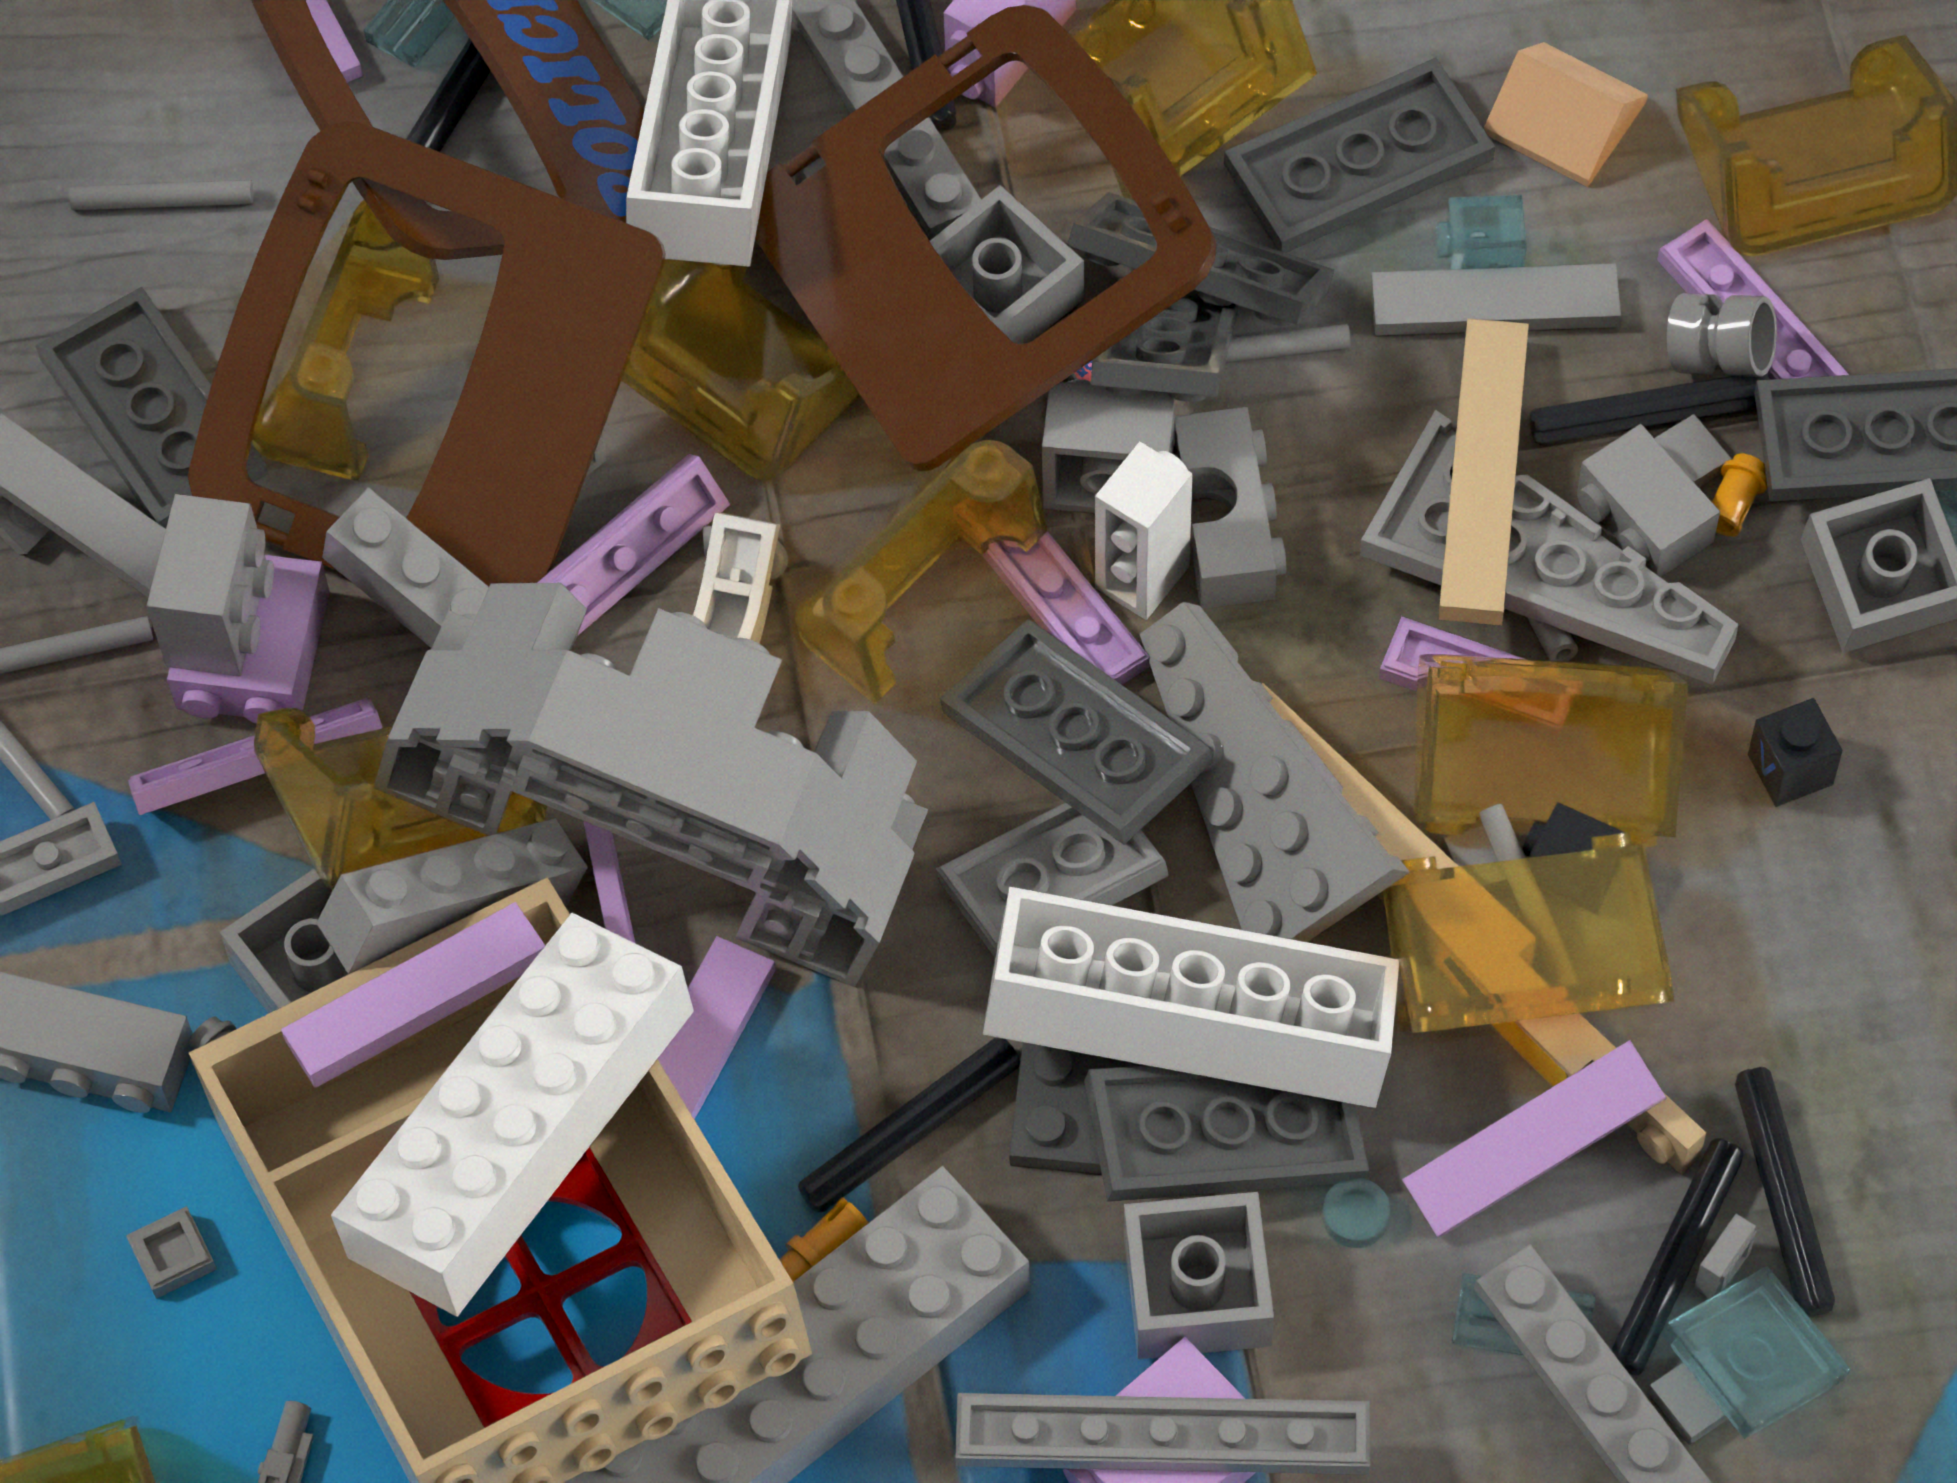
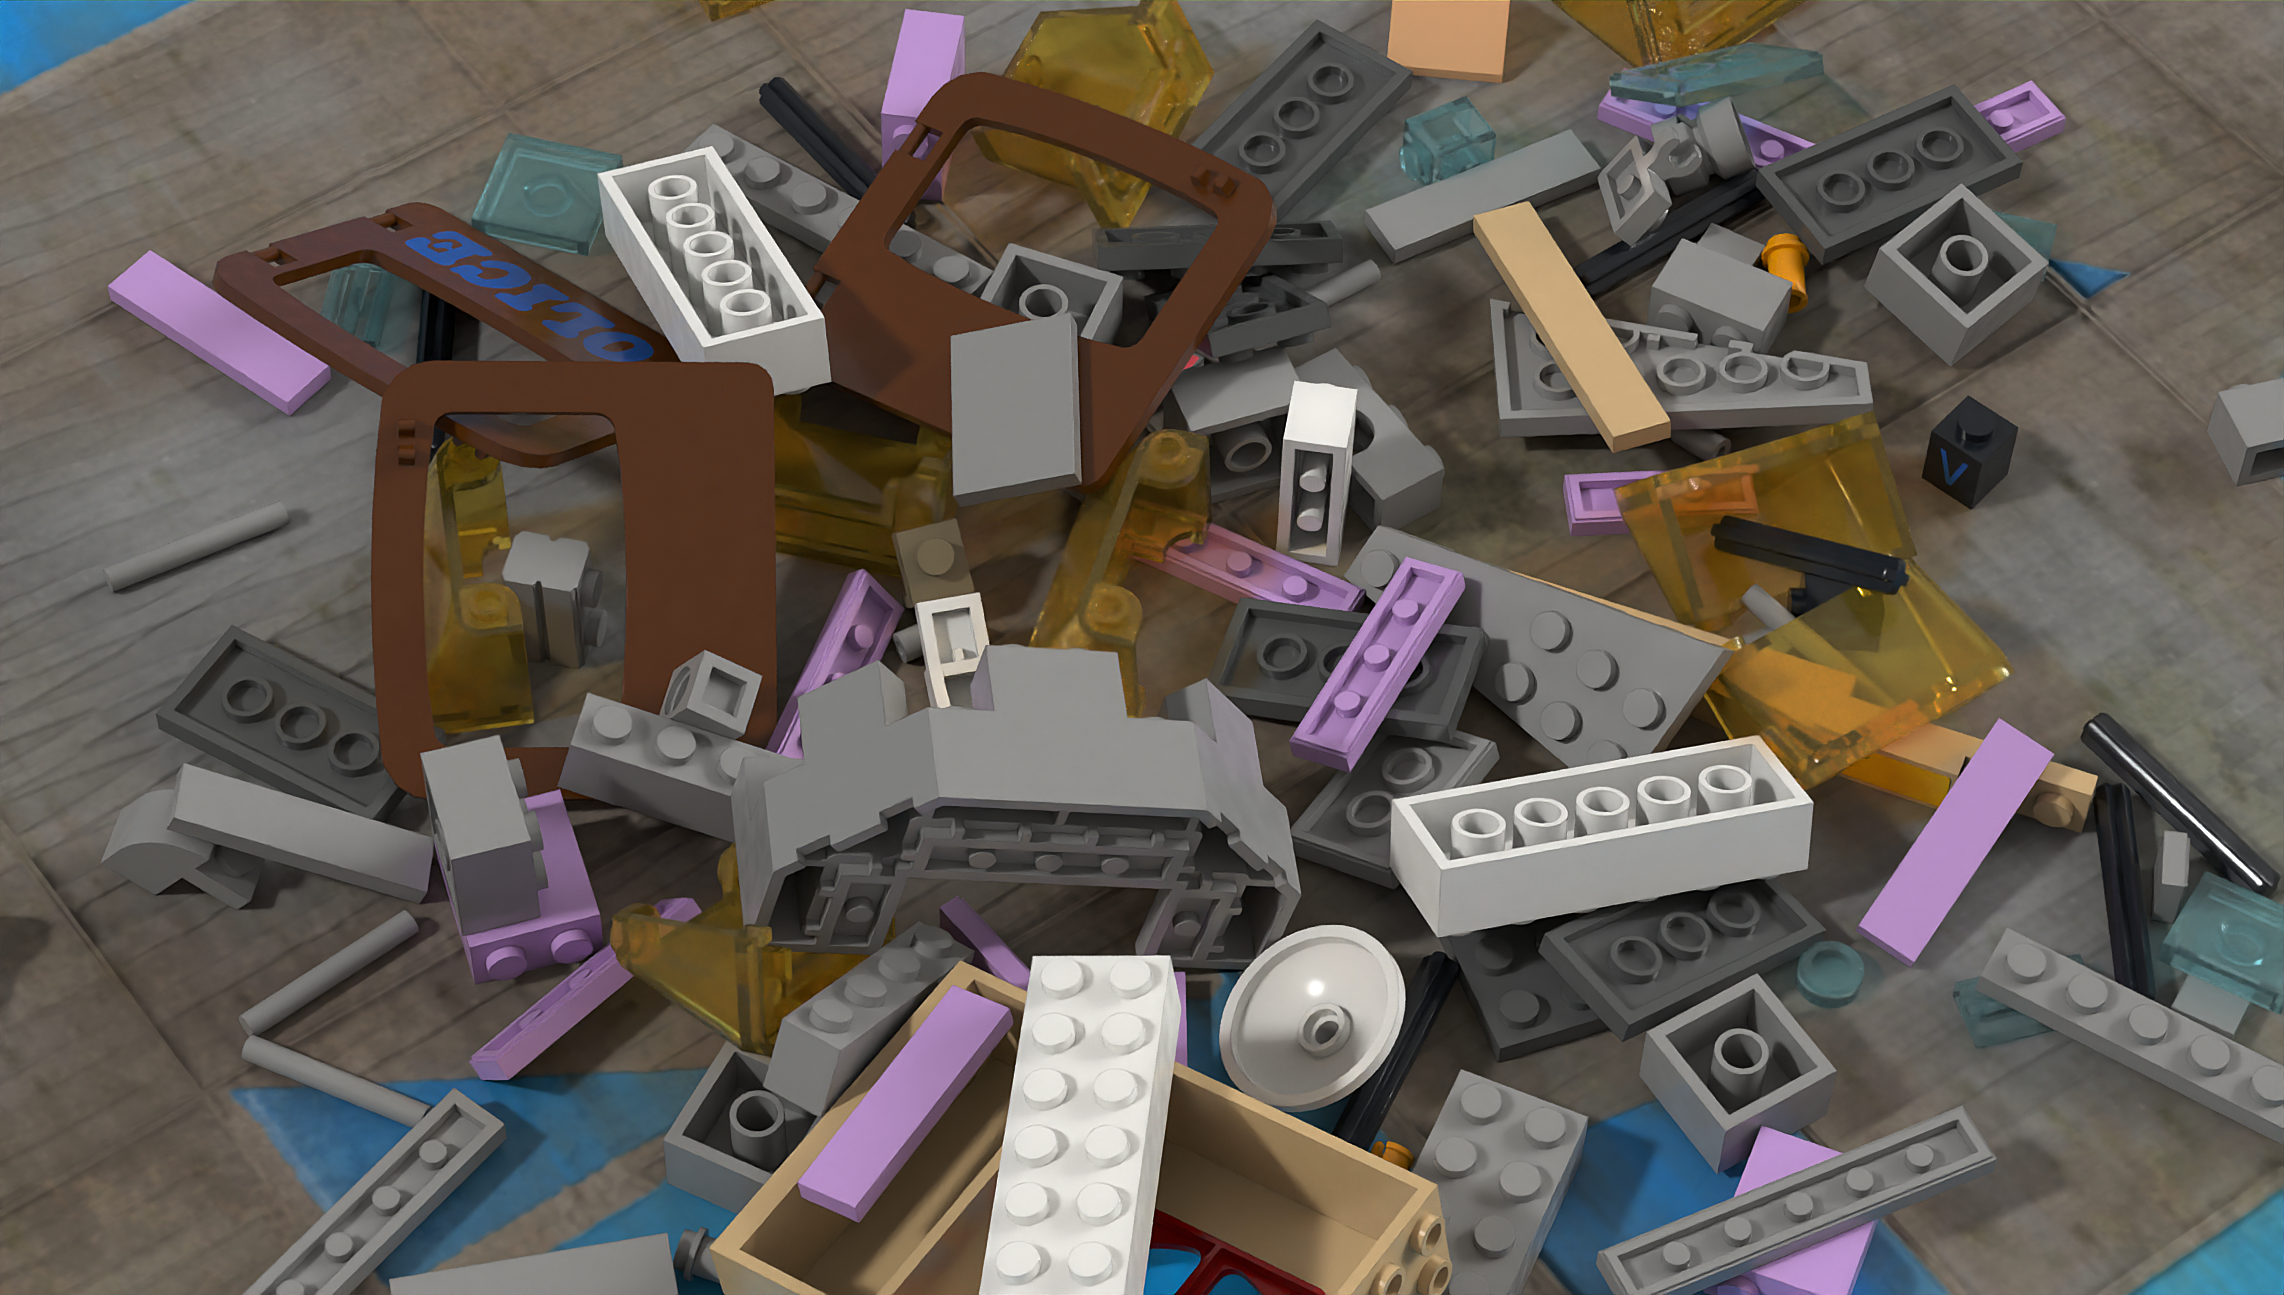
camera: 30 degrees left, 10 degrees down
(411, 375) = (556, 597): none -> light grey brick
(478, 534) = (712, 695): none -> light grey brick
(762, 477) = (932, 562): none -> dark tan bracket
(847, 1057) = (1312, 1018): none -> white dish
(891, 362) = (1015, 410): none -> light grey tile
(1096, 741) = (1377, 664): none -> lavender tile
(1550, 802) = (1810, 555): none -> black axle
(1632, 350) = (1636, 184): none -> light grey plate
(1775, 265) = (1716, 74): none -> clear light blue tile

